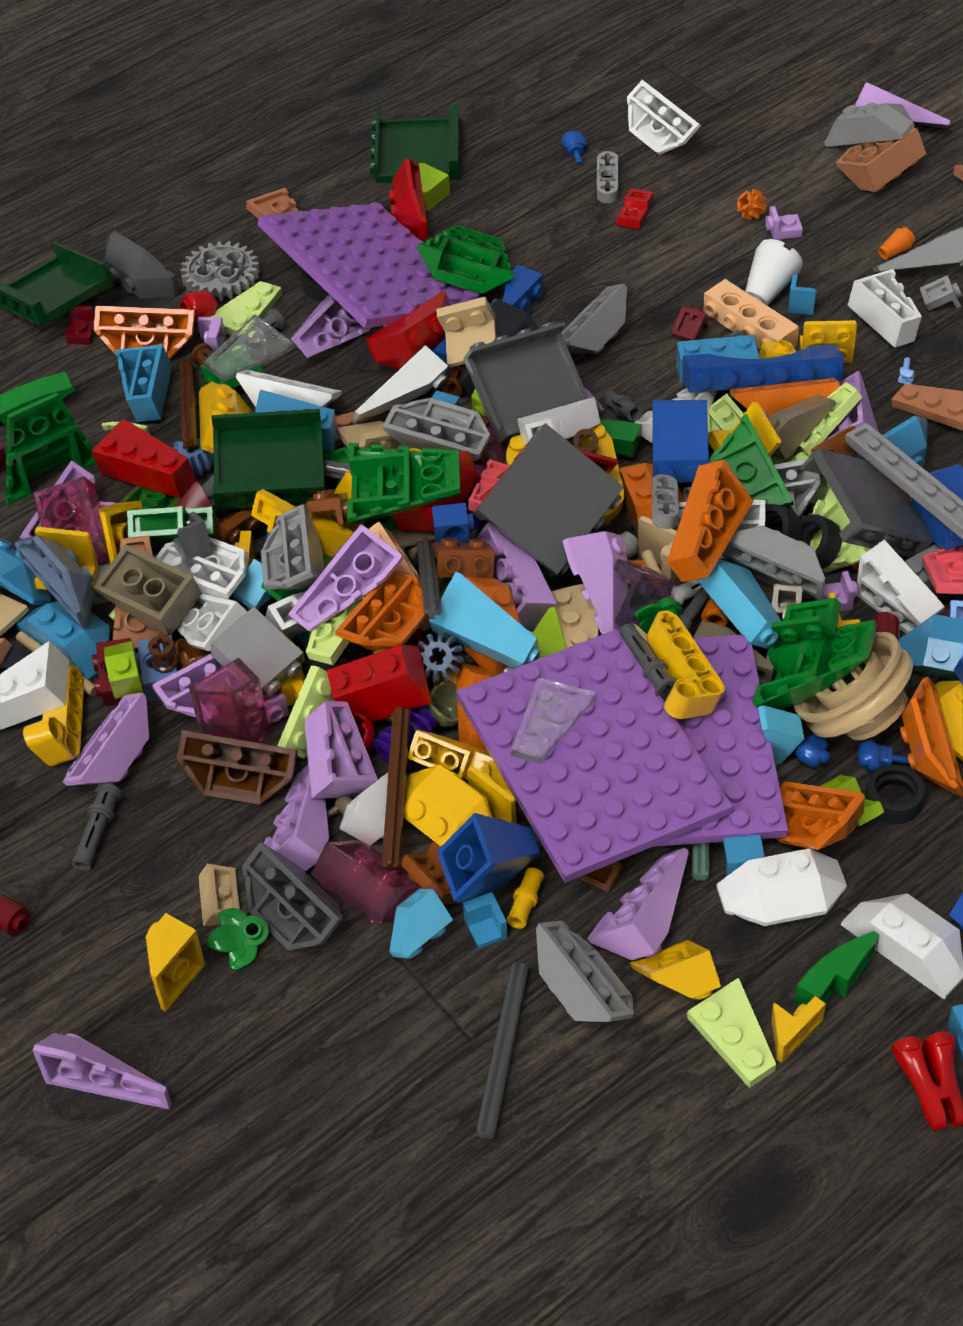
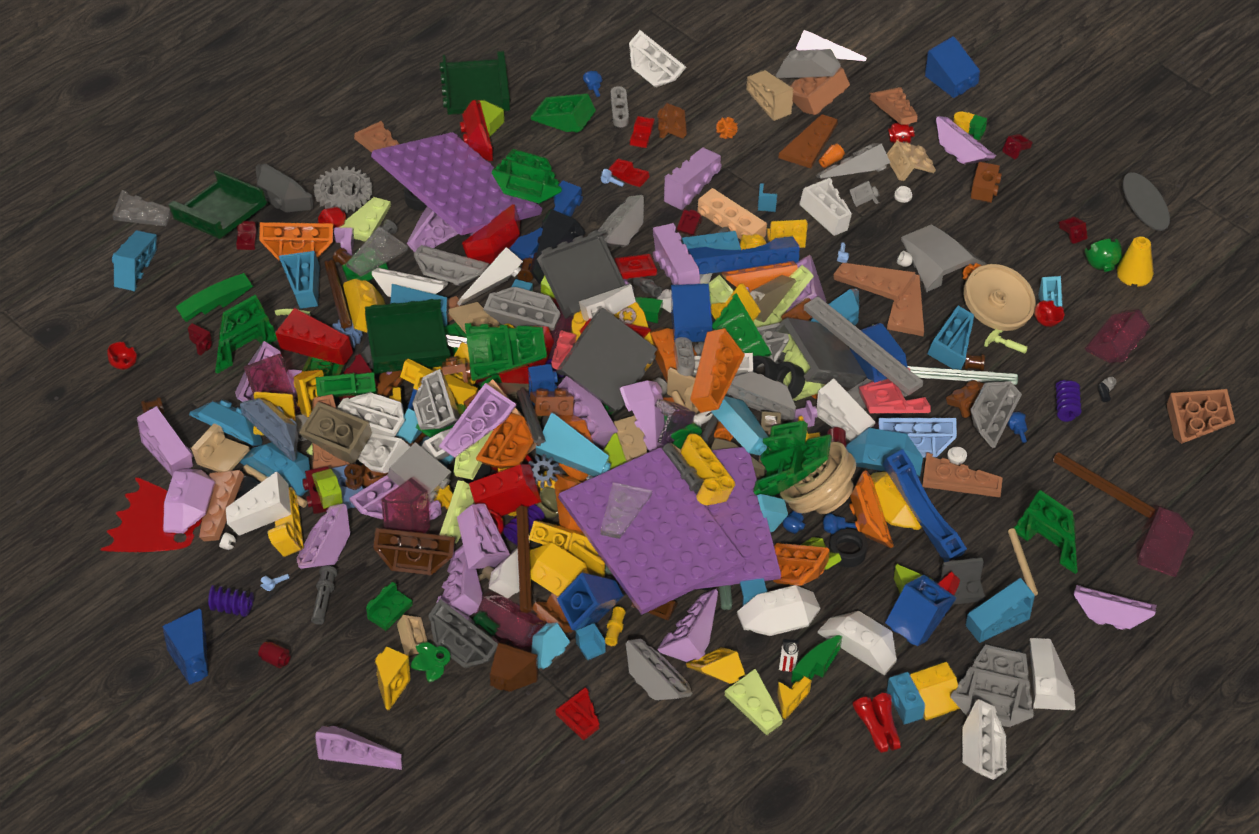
camera: 10 degrees left, 0 degrees up
(21, 807) = (269, 584): none -> light blue hand
(187, 849) = (388, 607): none -> green bracket
(193, 538) = (364, 396): dark grey panel -> none
(327, 882) = (486, 622): none -> dark green pin
(344, 370) = (448, 266): none -> light grey wedge
(358, 957) = (513, 668): none -> reddish brown slope
(455, 1037) = (579, 714): none -> red wing
(466, 325) = (534, 235): tan bracket -> none
(502, 1051) = (610, 721): dark grey axle -> none
(533, 181) = (565, 112): none -> green slope
(580, 264) = (606, 178): none -> light blue hand
(608, 379) = (636, 266): none -> red tile
(609, 259) = (626, 172): none -> red slope
(663, 364) = (674, 256): none -> lavender wedge
(678, 195) = (671, 121): none -> dark orange bracket
(696, 266) = (691, 178): none -> lavender wedge
(772, 270) = (744, 180): white cone -> none
(783, 226) = (751, 143): lavender bracket -> none
(793, 958) = (789, 655): none -> sticker
(816, 164) = (771, 94): none -> tan wedge
(867, 227) = (809, 144): none -> dark orange wing

